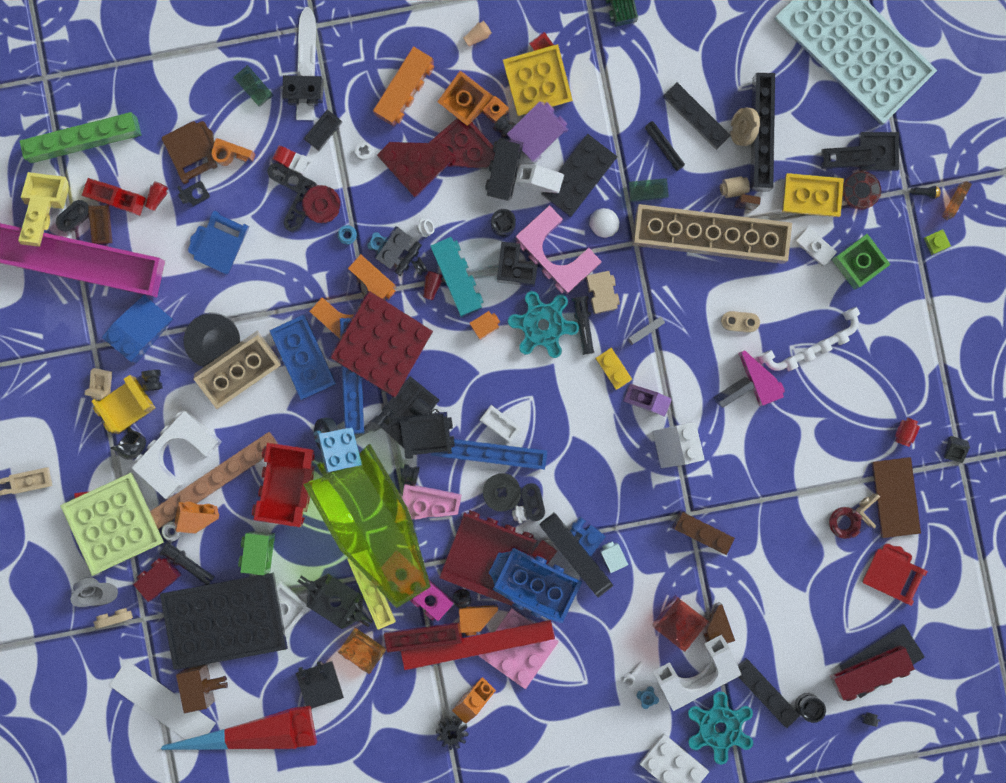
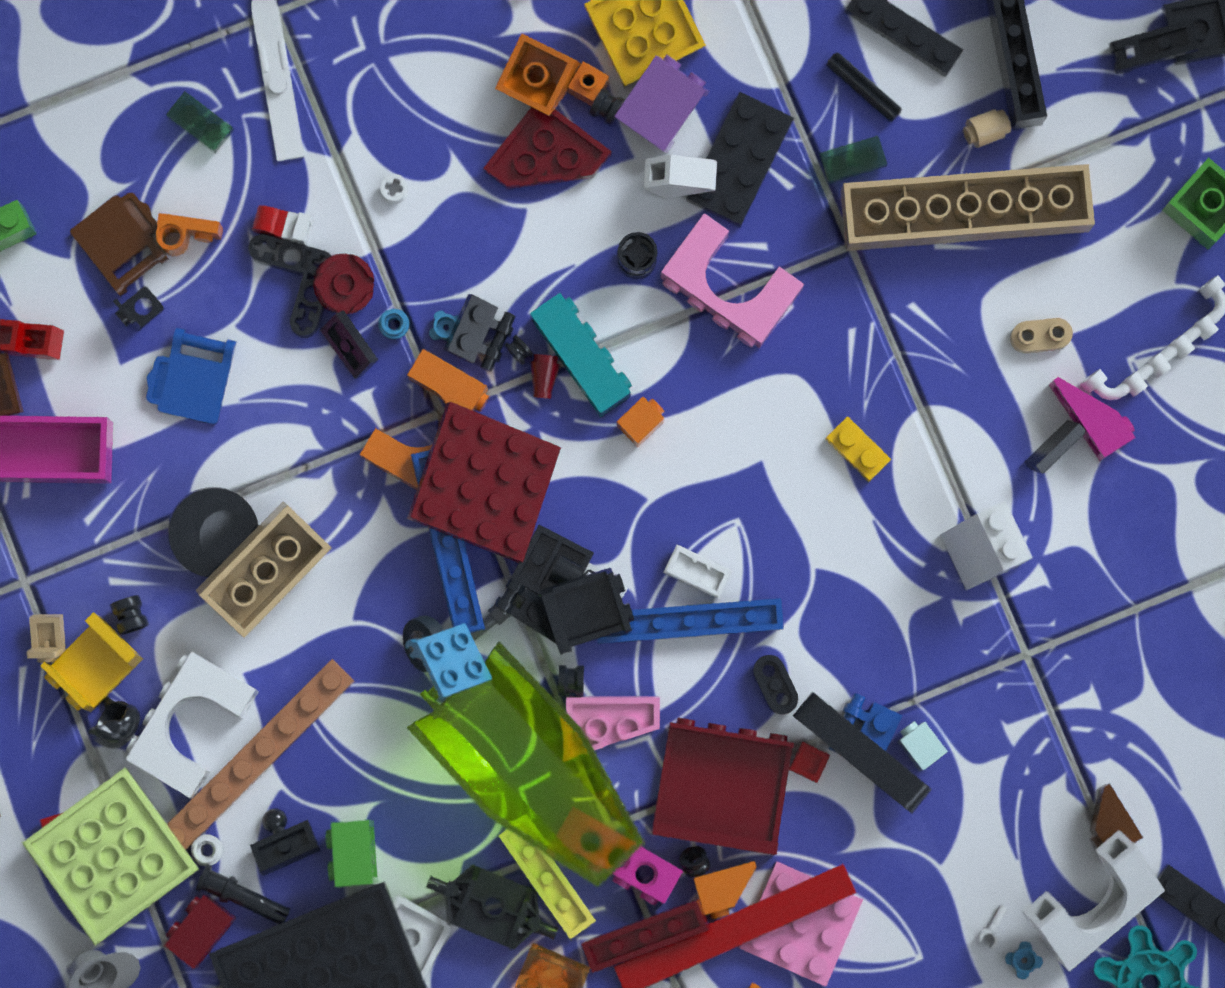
camera: 15 degrees left, 5 degrees down
(137, 329) = (91, 538): blue slope -> none
(156, 194) = (79, 322): red cone -> none
(194, 517) = (239, 819): orange slope -> none
(218, 538) = (285, 844): none -> black plate
(283, 489) = (376, 747): red cylinder -> none
(302, 357) = (362, 530): blue plate -> none
(303, 90) = (280, 112): black brick -> none
(317, 242) = (349, 344): none -> black plate
(323, 130) = (323, 169): black tile -> none
(404, 86) = (437, 75): orange brick -> none
(416, 162) = (480, 190): dark red plate -> none
(425, 227) = (515, 287): white plate -> none
(504, 168) = (621, 171): black brick -> none
(510, 270) = (668, 328): black brick -> none
(512, 489) = (715, 663): pearl dark grey plate -> none
(519, 514) = (758, 708): white plate -> none
(534, 584) = (805, 812): blue slope -> none
(539, 311) = (743, 382): teal plate -> none
(587, 348) = (795, 372): black pin -> none
(602, 287) = (818, 337): tan brick -> none
(604, 222) = (795, 224): white hair -> none
(646, 330) = (896, 378): light grey tile -> none
(647, 400) = (922, 486): medium lavender slope -> none
(680, 623) = (1049, 828): clear red brick -> none
(703, 532) = (1055, 677): reddish brown brick -> none
(745, 126) = (982, 31): tan tile -> none
(747, 202) = (1012, 147): reddish brown tile -> none
(812, 195) = (1111, 116): yellow plate -> none
(816, 246) = (1134, 195): white plate -> none
(861, 190) = (1185, 94): tile -> none

